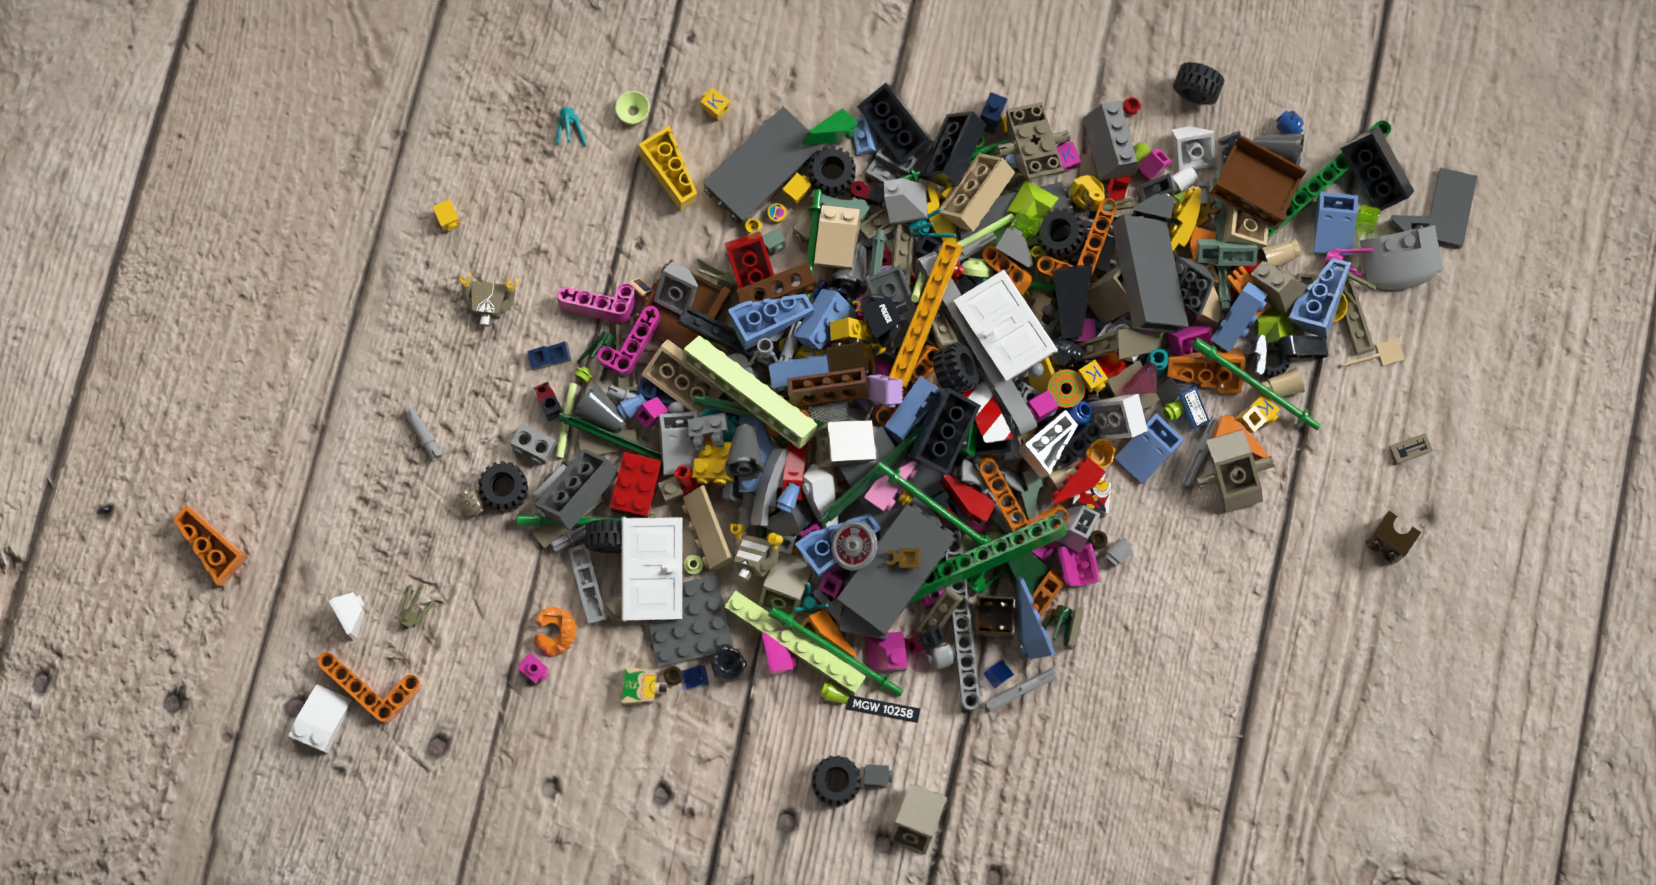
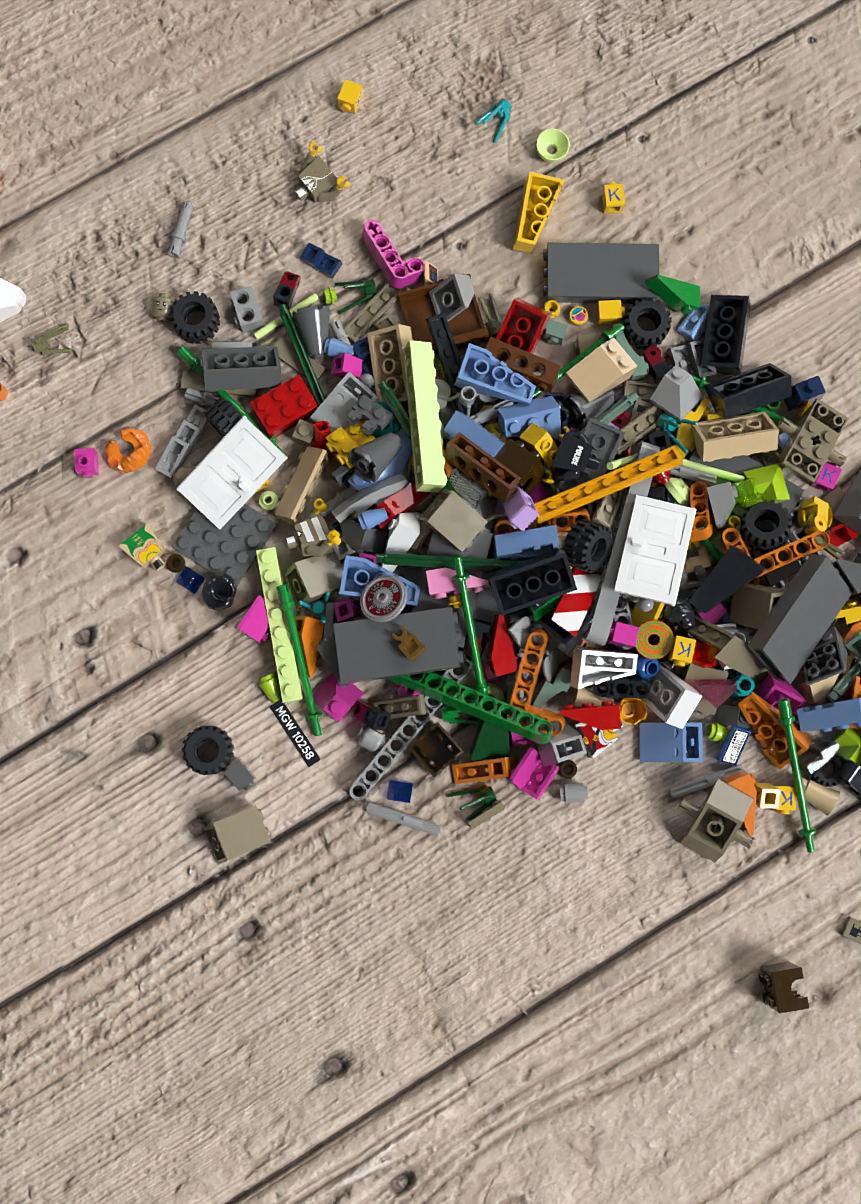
camera: 40 degrees right, 5 degrees up
(632, 340) = (386, 303): dark pink beam -> none
(1033, 637) = (449, 788): medium blue wedge -> none

